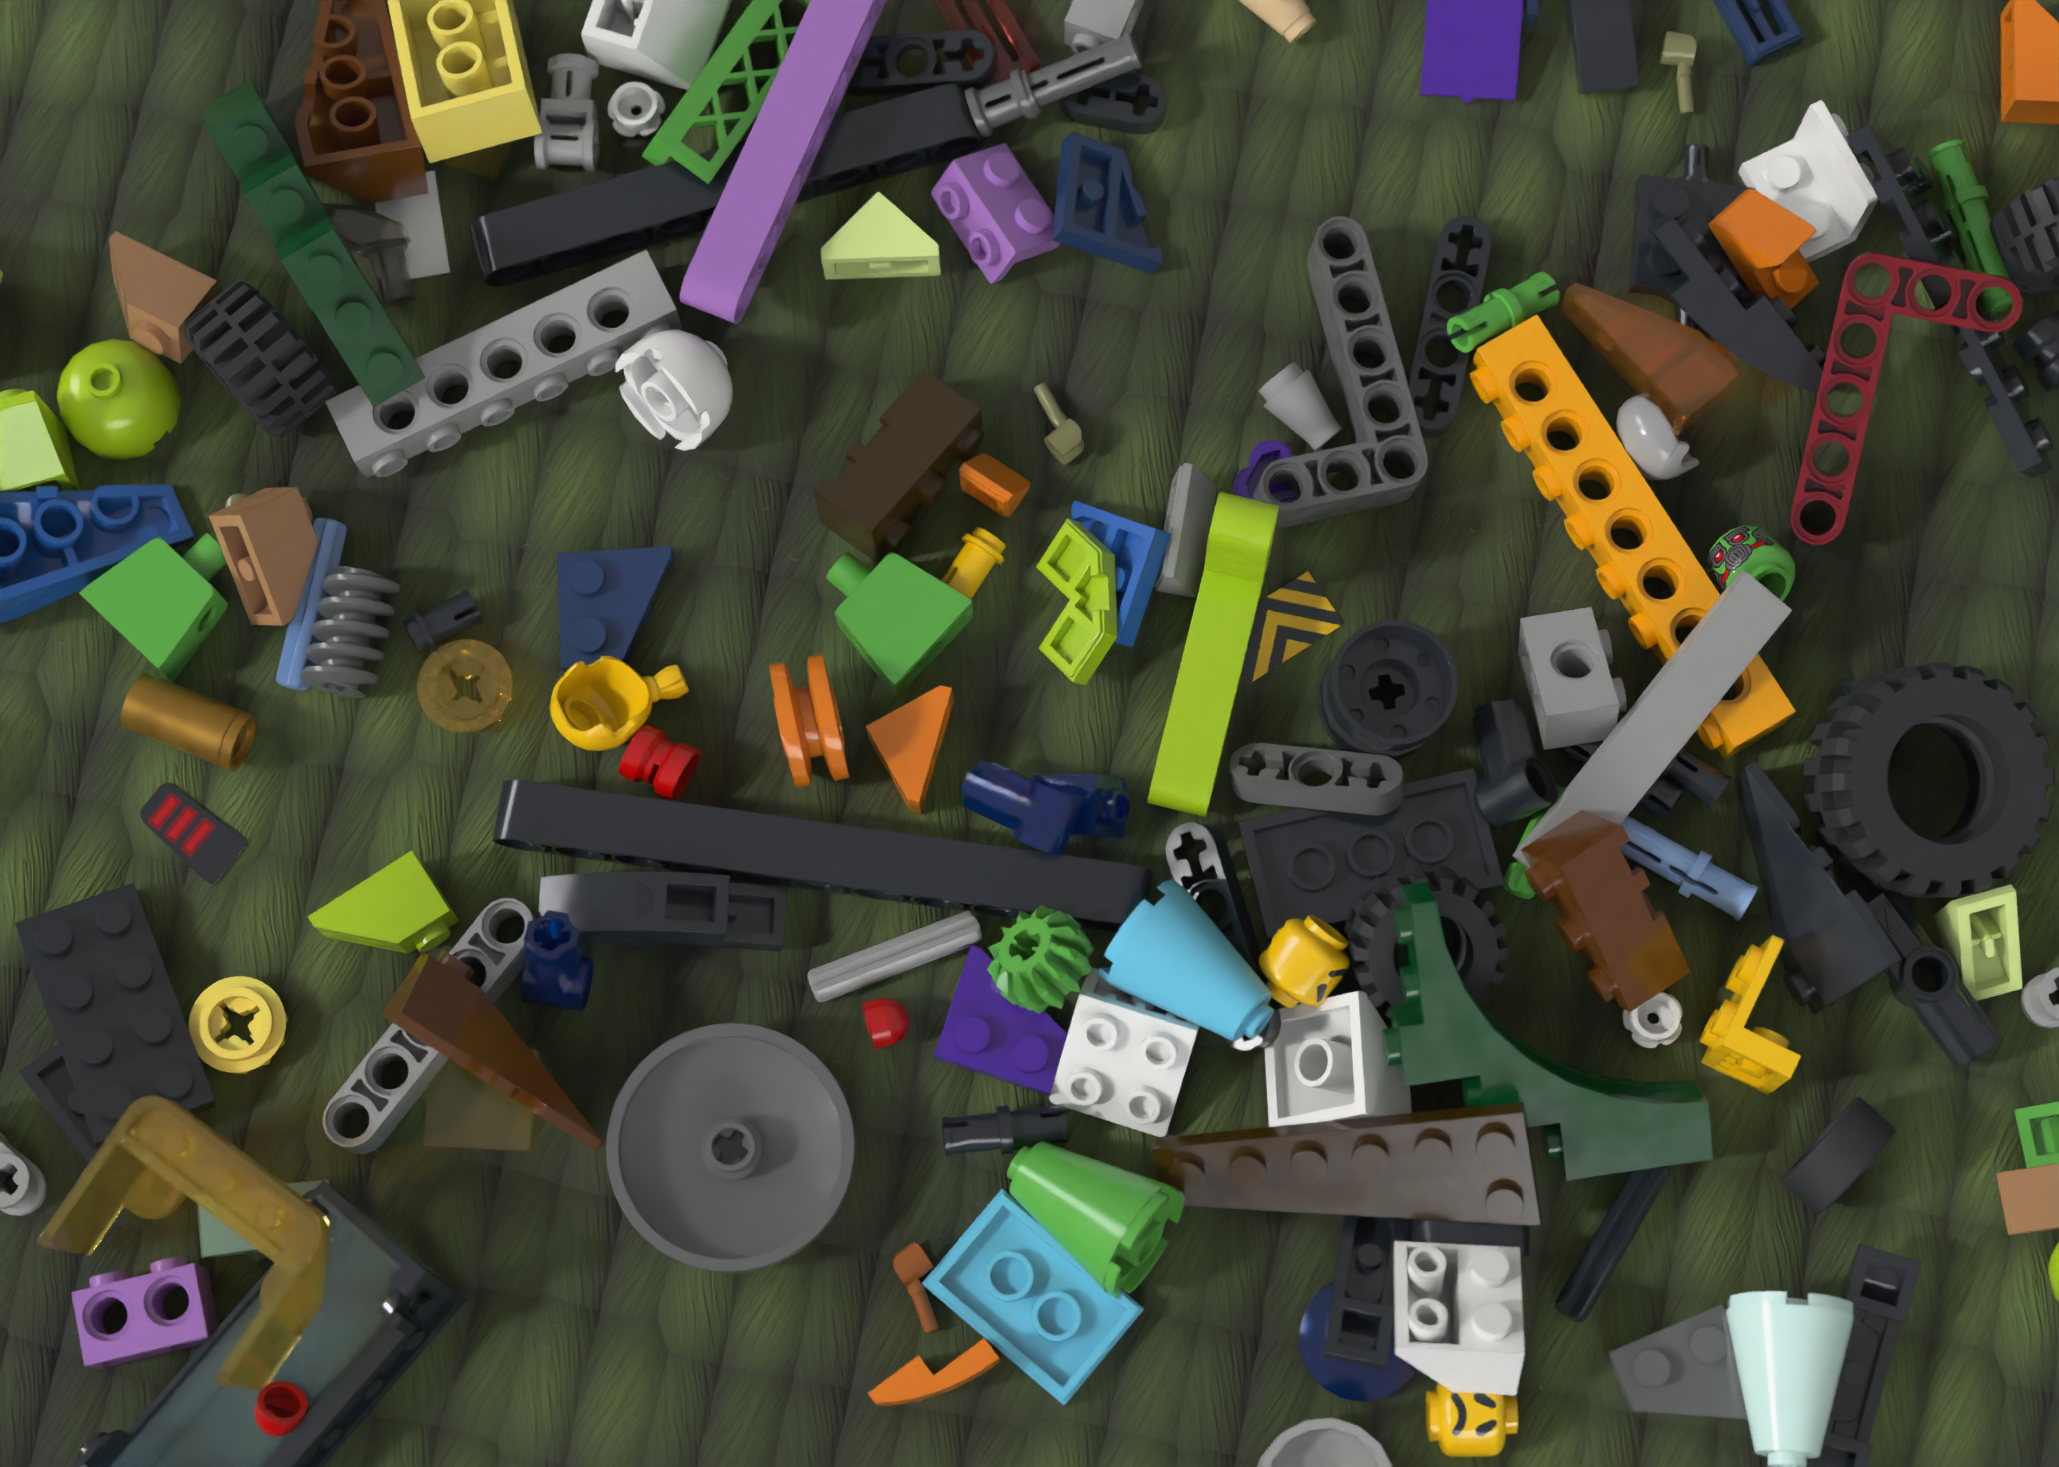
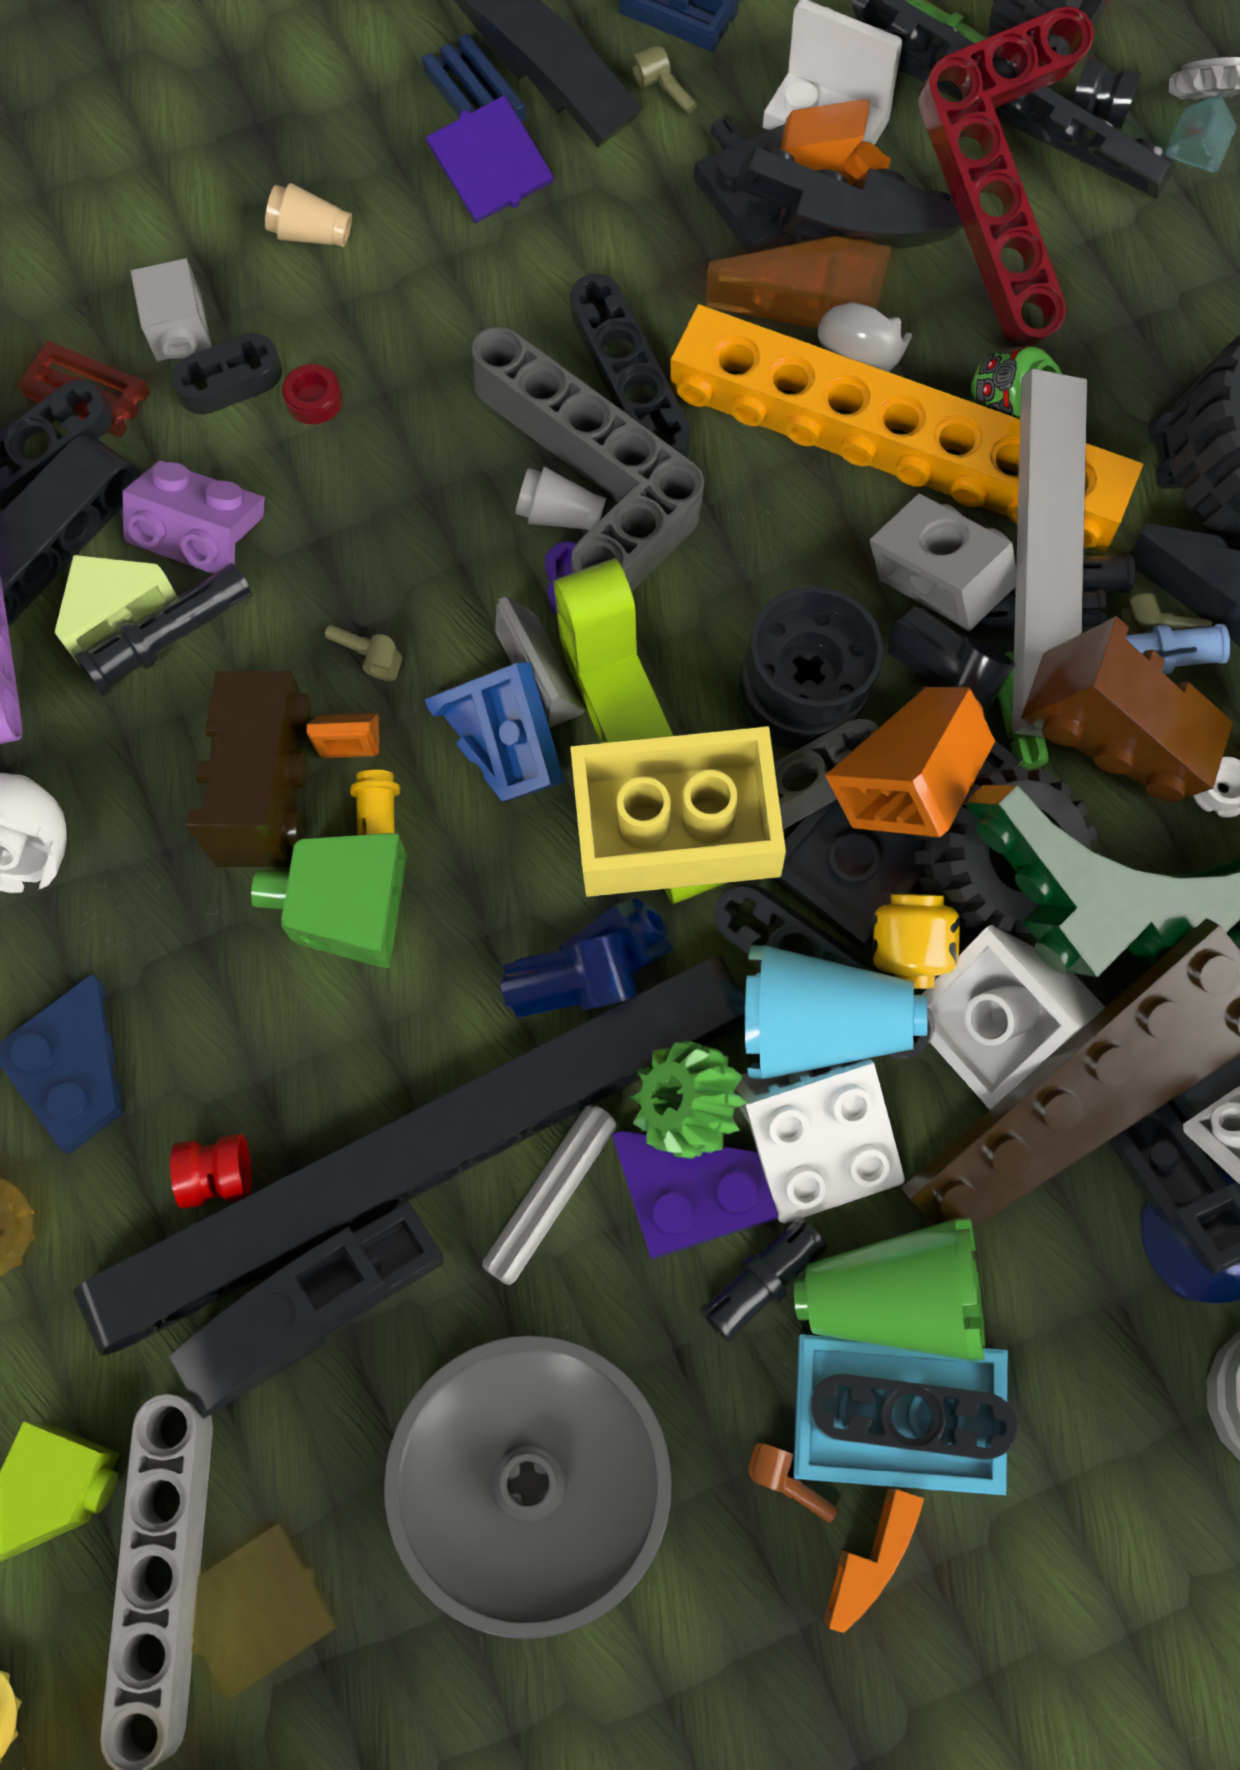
camera: 35 degrees left, 5 degrees down
(465, 1026) = (178, 1563): reddish brown wedge -> none
(555, 963) = (238, 1429): clear blue piece -> none
(609, 701) = (125, 1149): yellow hair -> none
(809, 721) = (325, 1035): orange wheel -> none
(880, 295) = (139, 641): none -> black pin
(886, 1021) = (584, 1259): red hinge -> none
(911, 742) = (428, 997): orange slope -> none
(1012, 1257) = (965, 1405): none -> black beam
(1027, 92) = (150, 405): dark grey pin -> none
(1088, 624) = (511, 783): lime tile -> none
(1100, 206) = (275, 455): dark blue wing -> none
(1170, 165) = (312, 394): none -> dark red tile
(1188, 736) = (678, 811): none -> light yellow brick
(1287, 625) = (680, 678): sticker -> none
(1402, 829) = (915, 765): none -> orange slope
(1502, 311) = (666, 326): bright green pin -> none
(1705, 835) = (1146, 614): none -> olive hand

